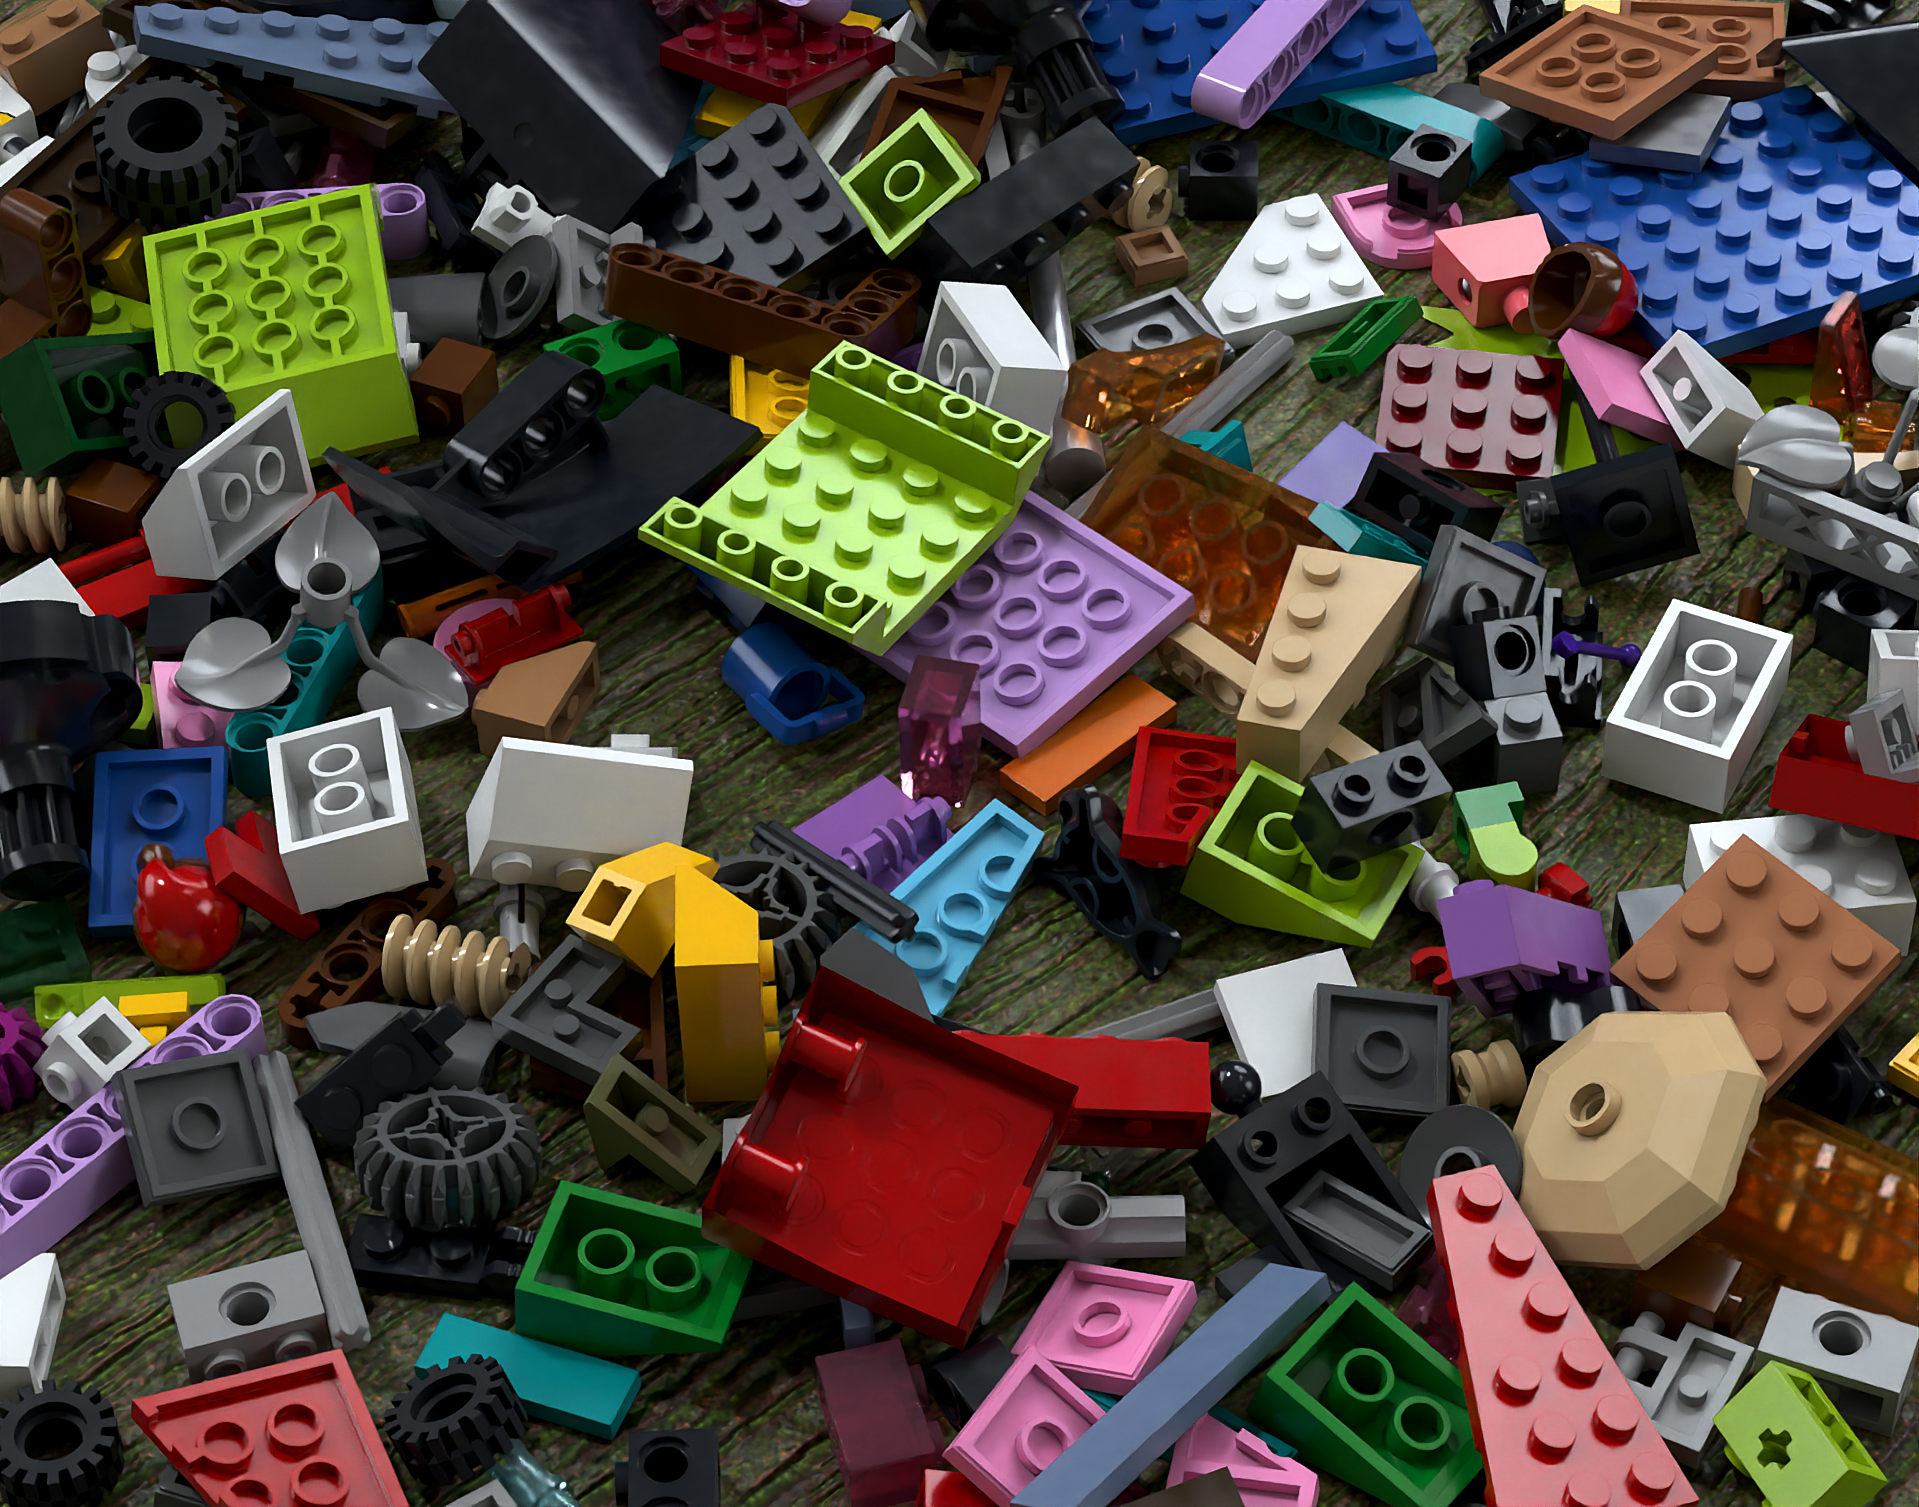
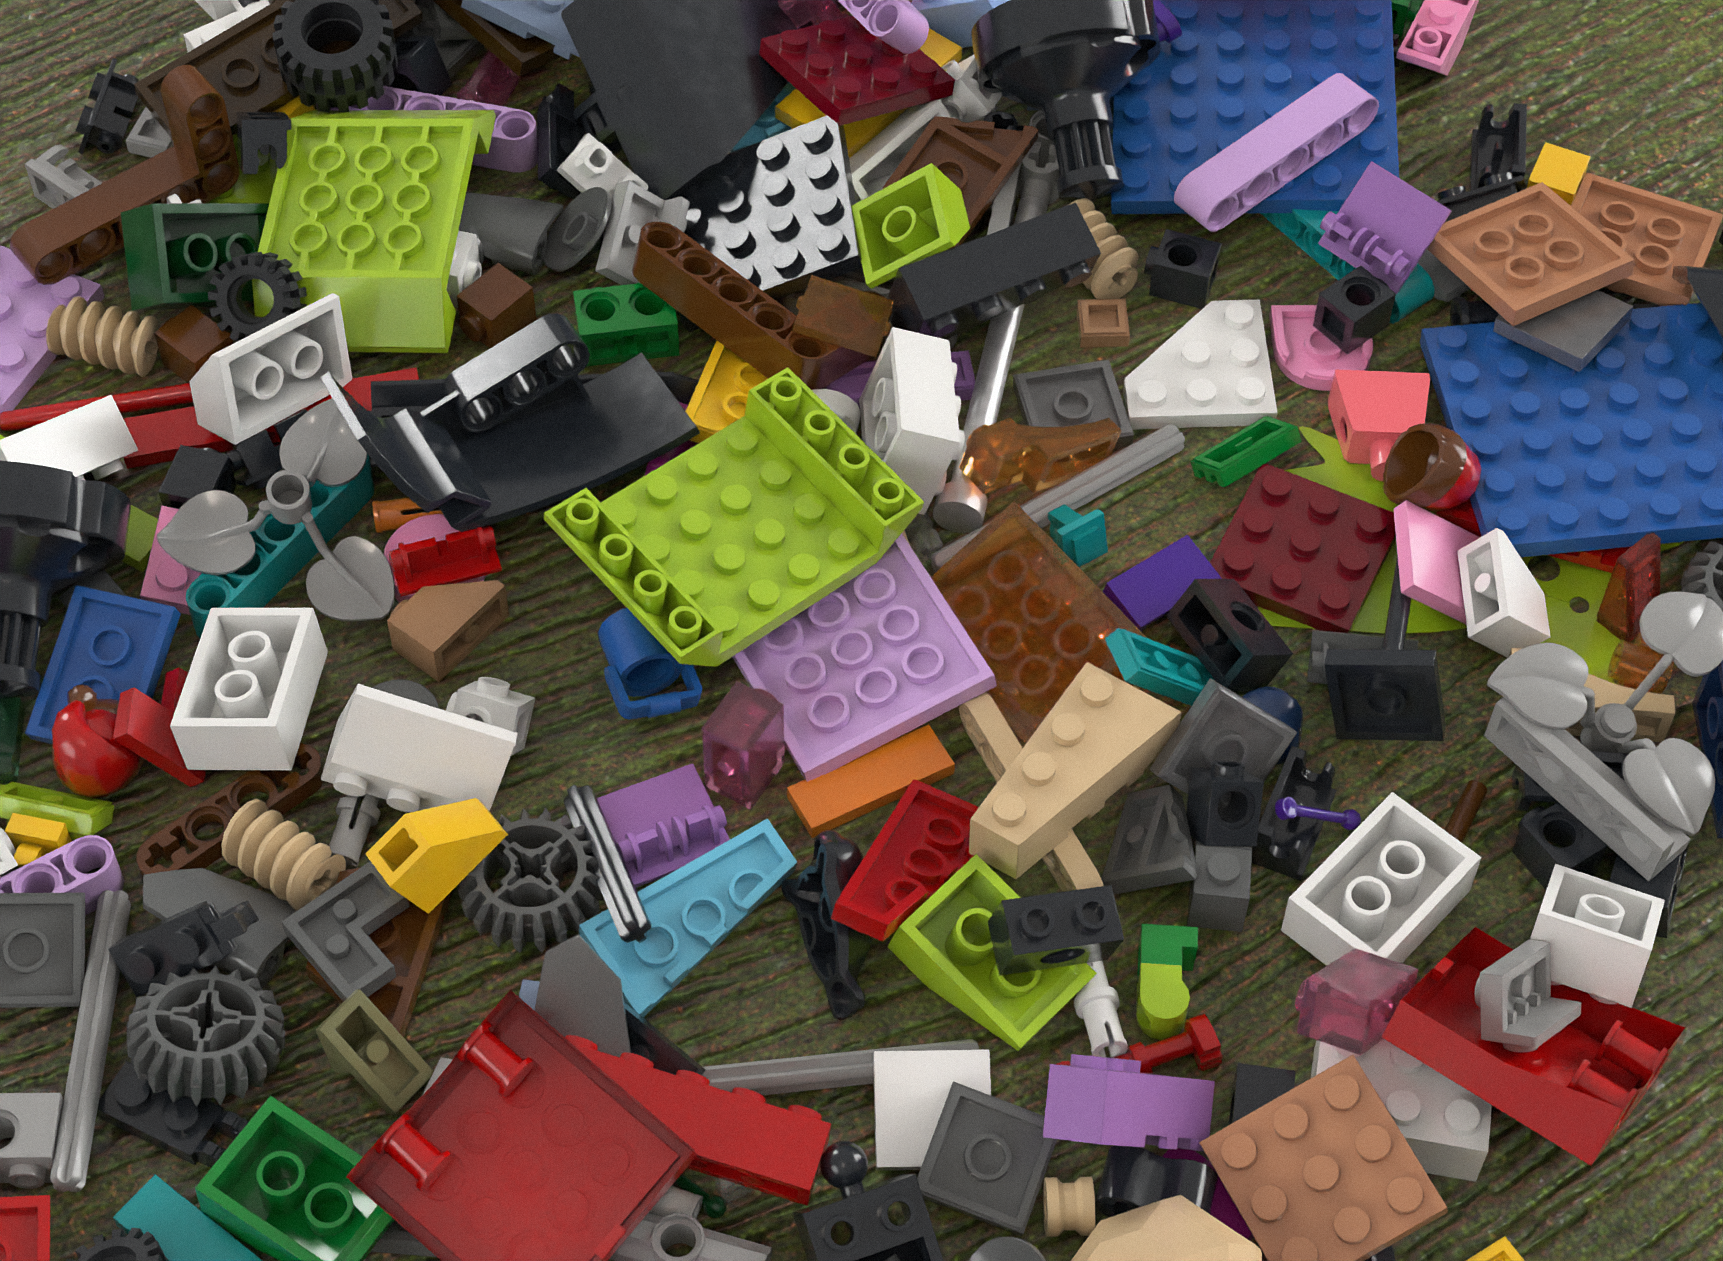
camera: 15 degrees right, 10 degrees up
(107, 262) = (256, 133): none -> black hinge
(722, 992) = (456, 951): yellow slope -> none
(872, 292) = (843, 316): none -> clear orange piece
(1432, 78) = (1383, 226): none -> medium lavender hinge
(1720, 790) = (1352, 1000): none -> clear pink brick

